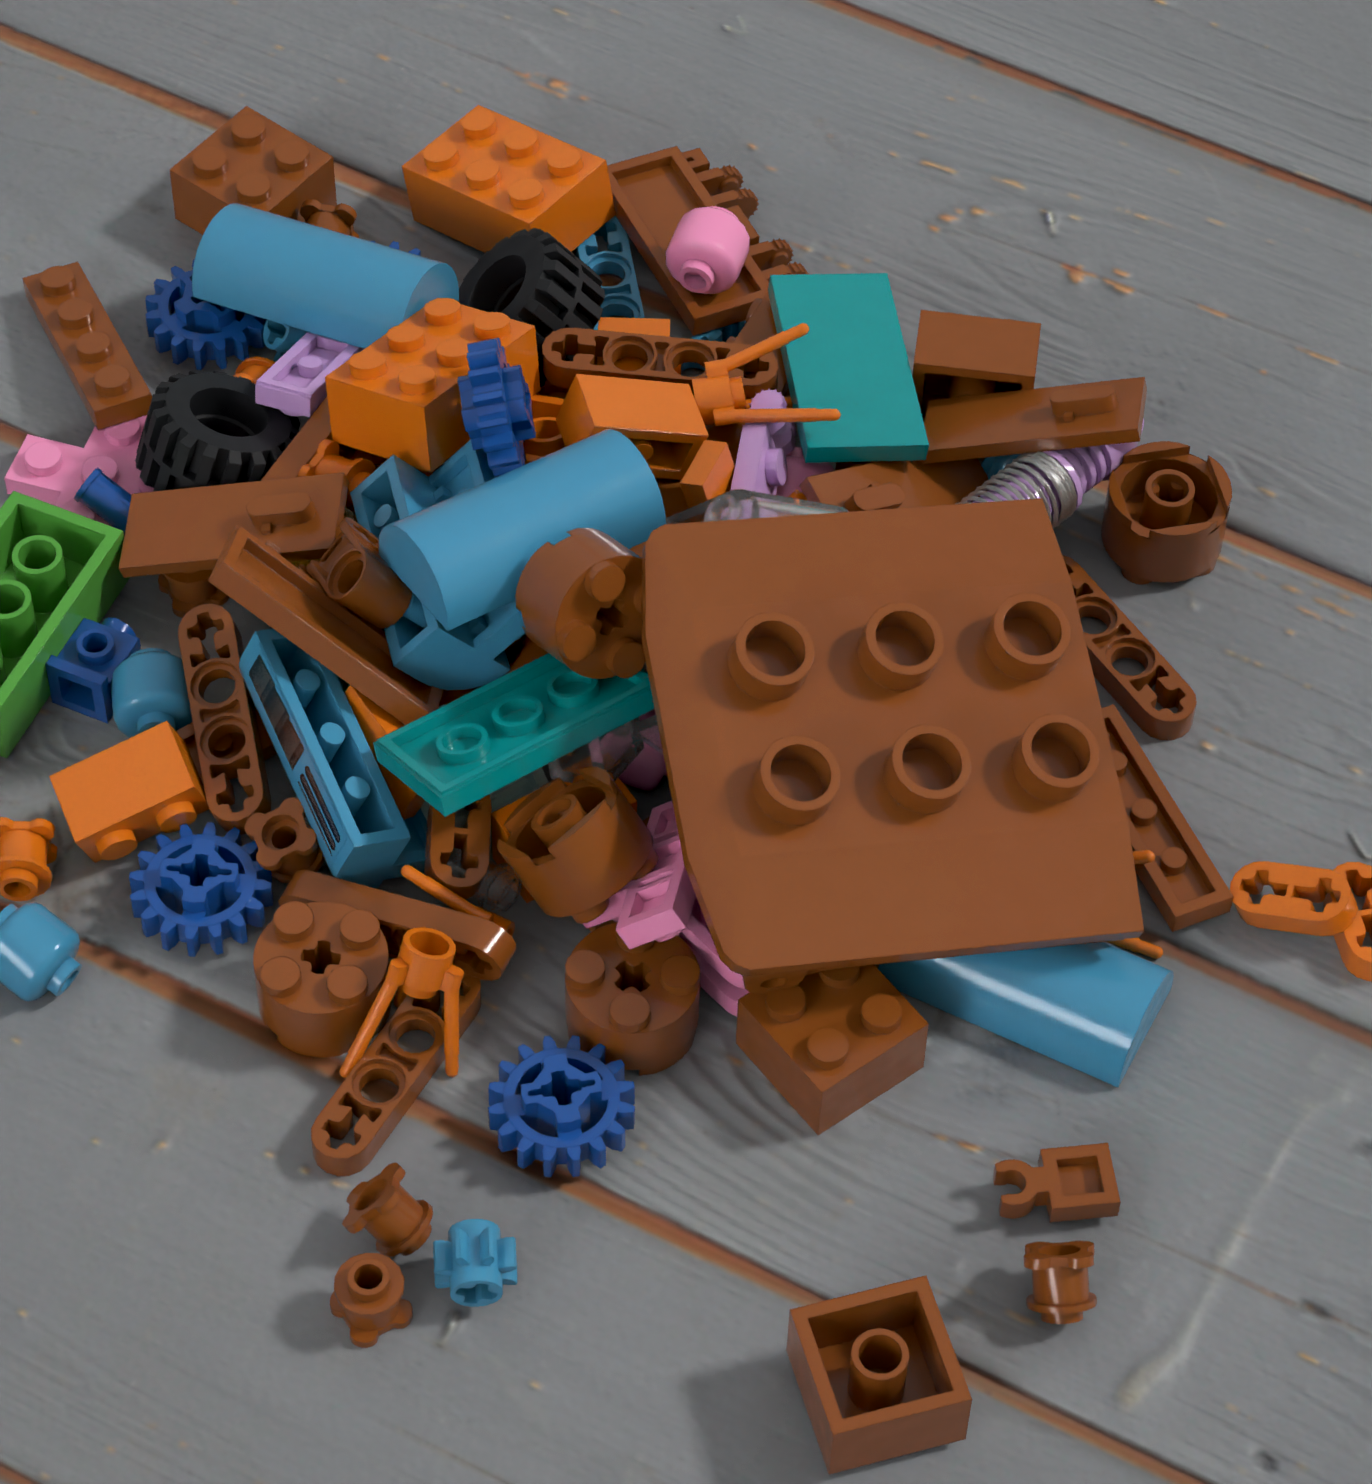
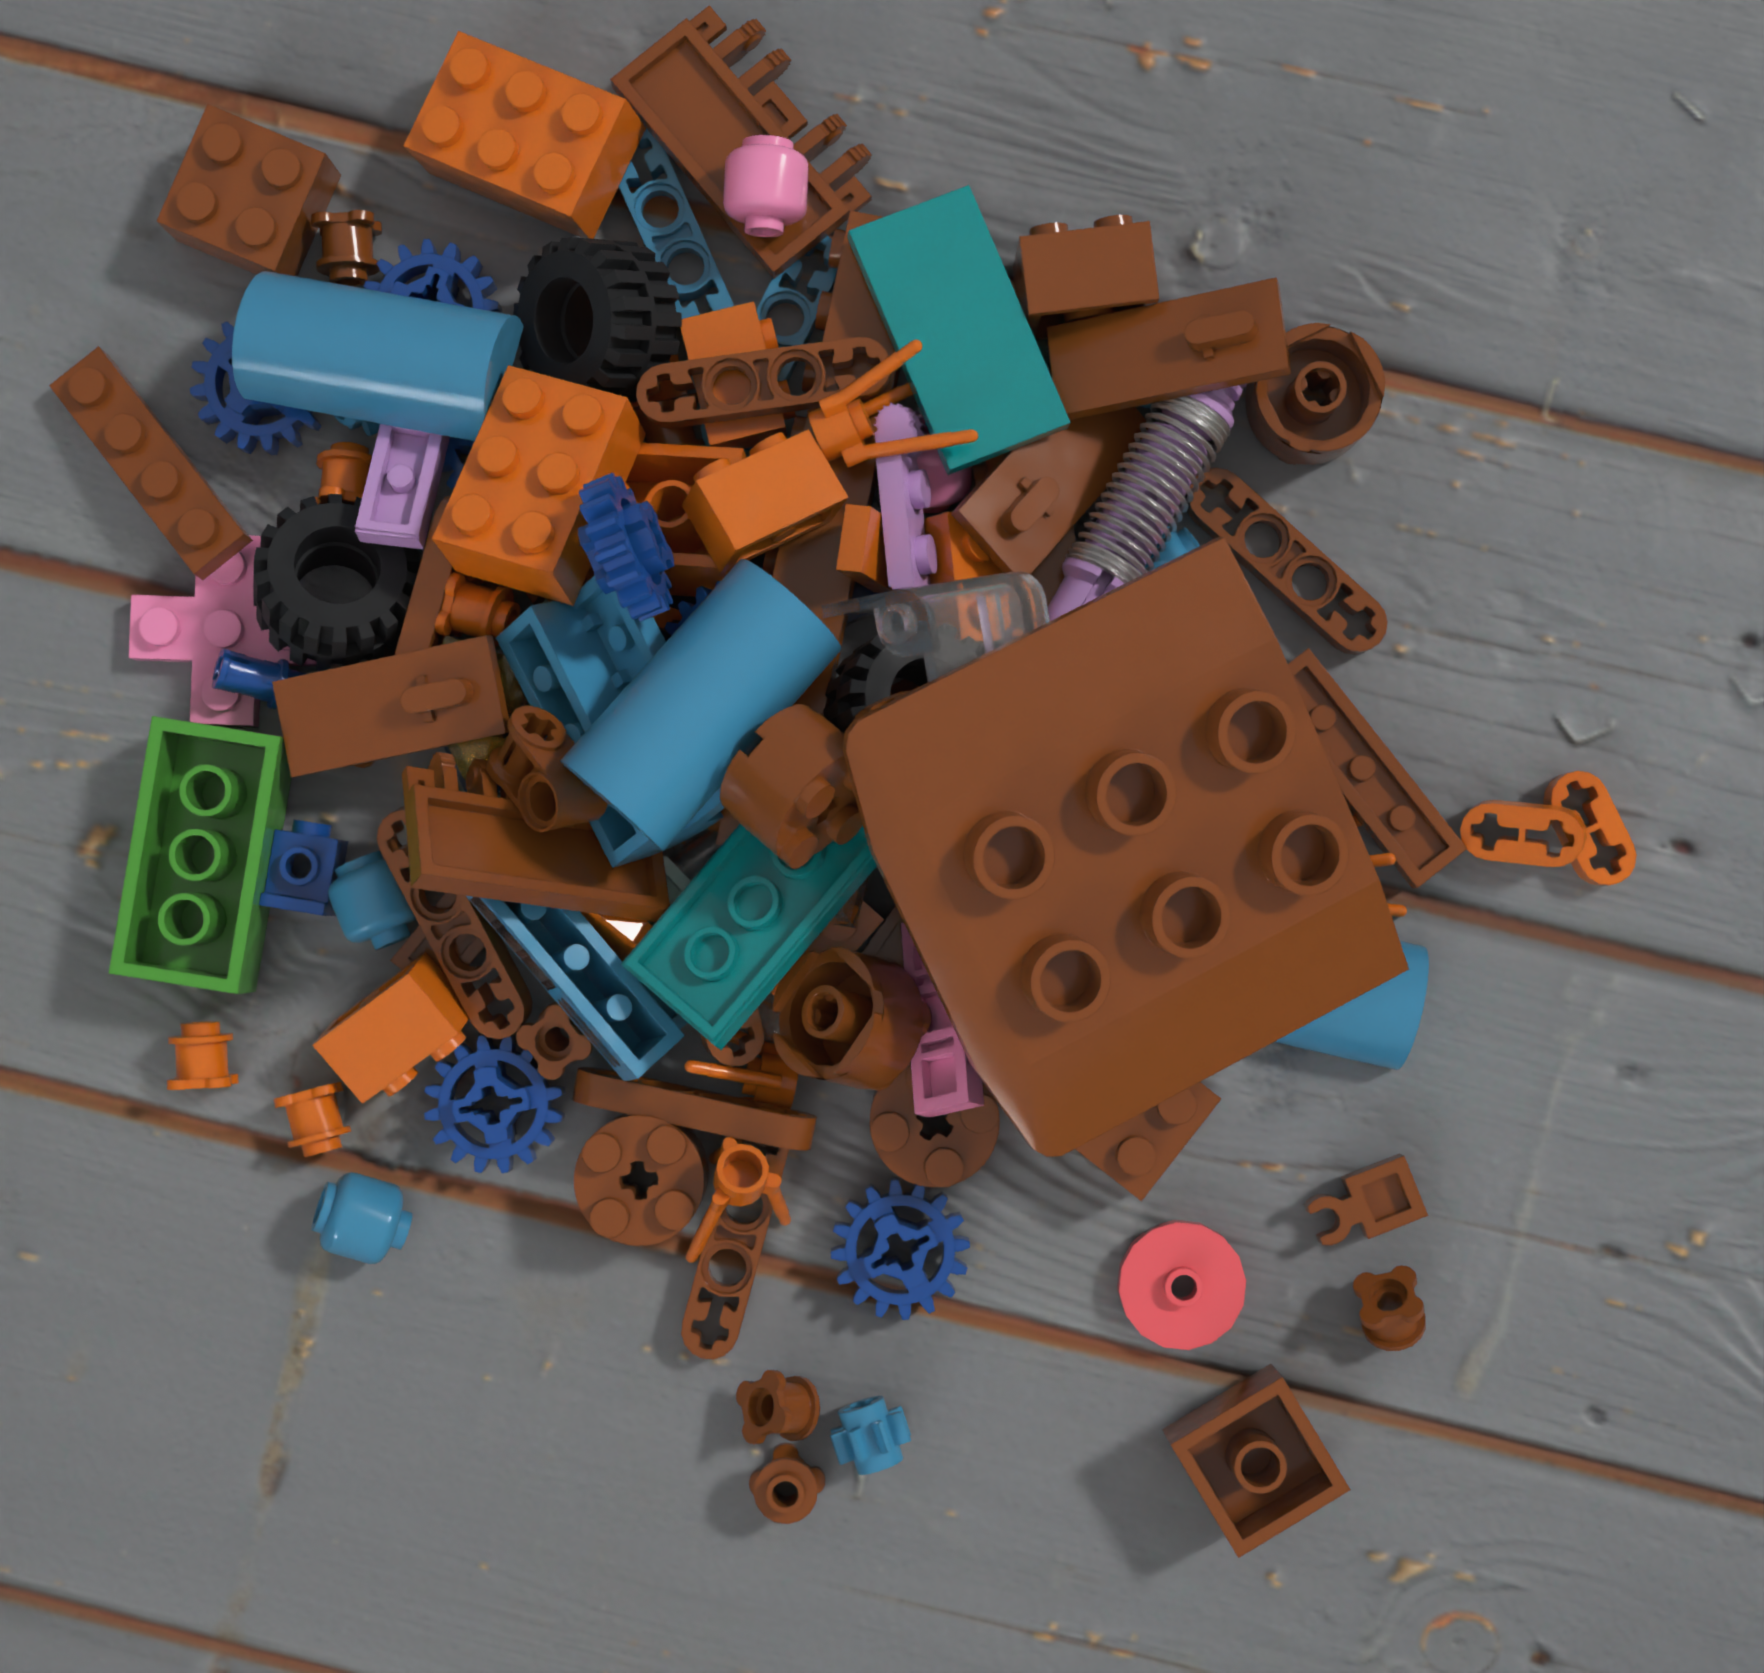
camera: 15 degrees left, 35 degrees up
(836, 1247) = (1174, 1251): none -> coral plate

